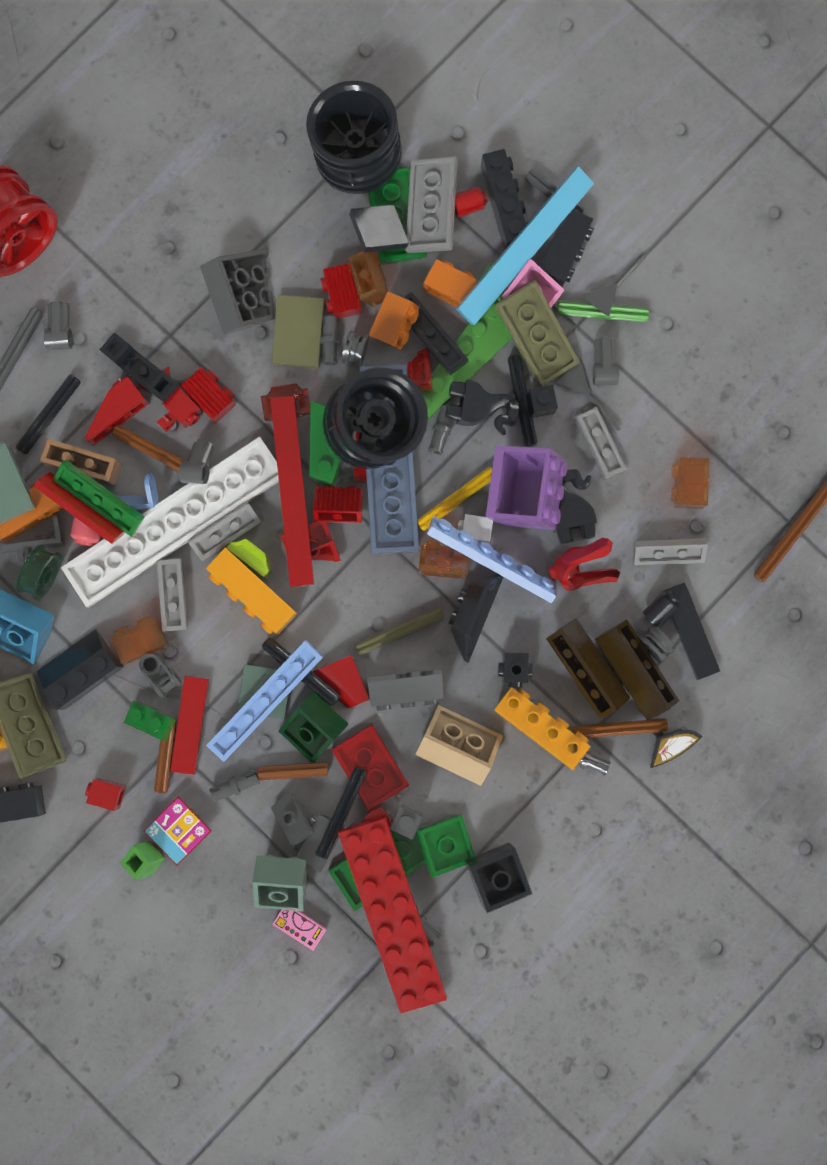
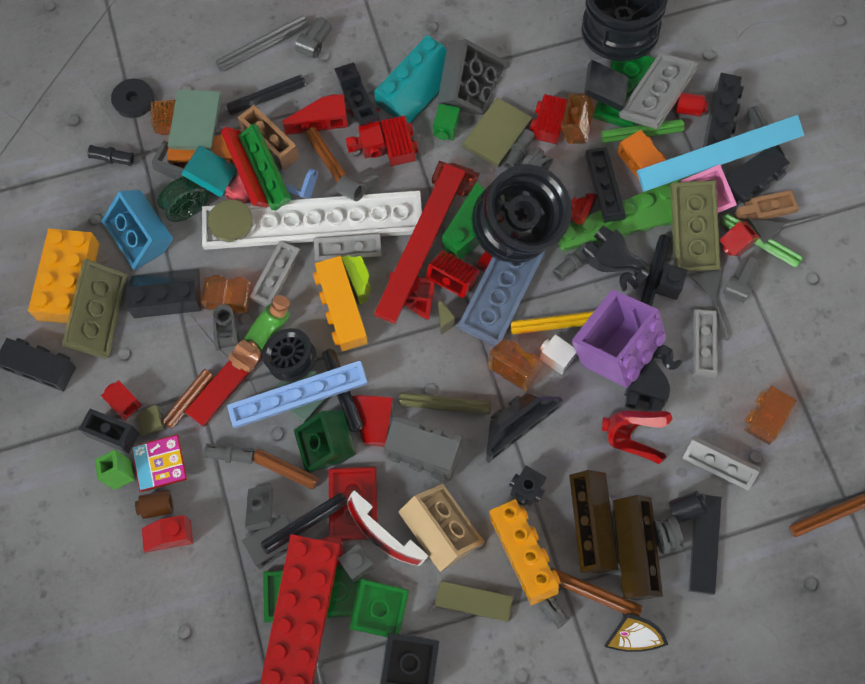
camera: 30 degrees right, 15 degrees down
(48, 532) = (209, 171): none -> teal tile
(98, 568) = (230, 220): none -> olive tile
(114, 829) = (109, 431): none -> black brick
(144, 796) = (150, 421): none -> olive slope
(149, 720) = (194, 361): green plate -> none
(187, 322) = (413, 81): none -> teal slope
(195, 650) = (270, 321): none -> piece
(197, 868) = (154, 504): none -> reddish brown brick
(224, 887) = (167, 533): none -> red slope
(233, 652) = (300, 351): none -> black wheel
(243, 349) = (446, 122): none -> green brick
(279, 883) = (215, 554): sand green brick -> none
(300, 927) = (209, 607): bright pink tile -> none
(356, 551) = (446, 318): none -> olive slope
(383, 773) = (379, 536): none -> white slope
(394, 320) = (580, 158): orange brick -> none
(426, 263) = (620, 134): none -> bright green axle
(487, 556) = (564, 390): light blue plate -> none
(521, 792) = (473, 601): none -> olive tile
(583, 324) = (739, 239): none -> red brick
(593, 273) = (768, 206): none -> medium nougat hinge

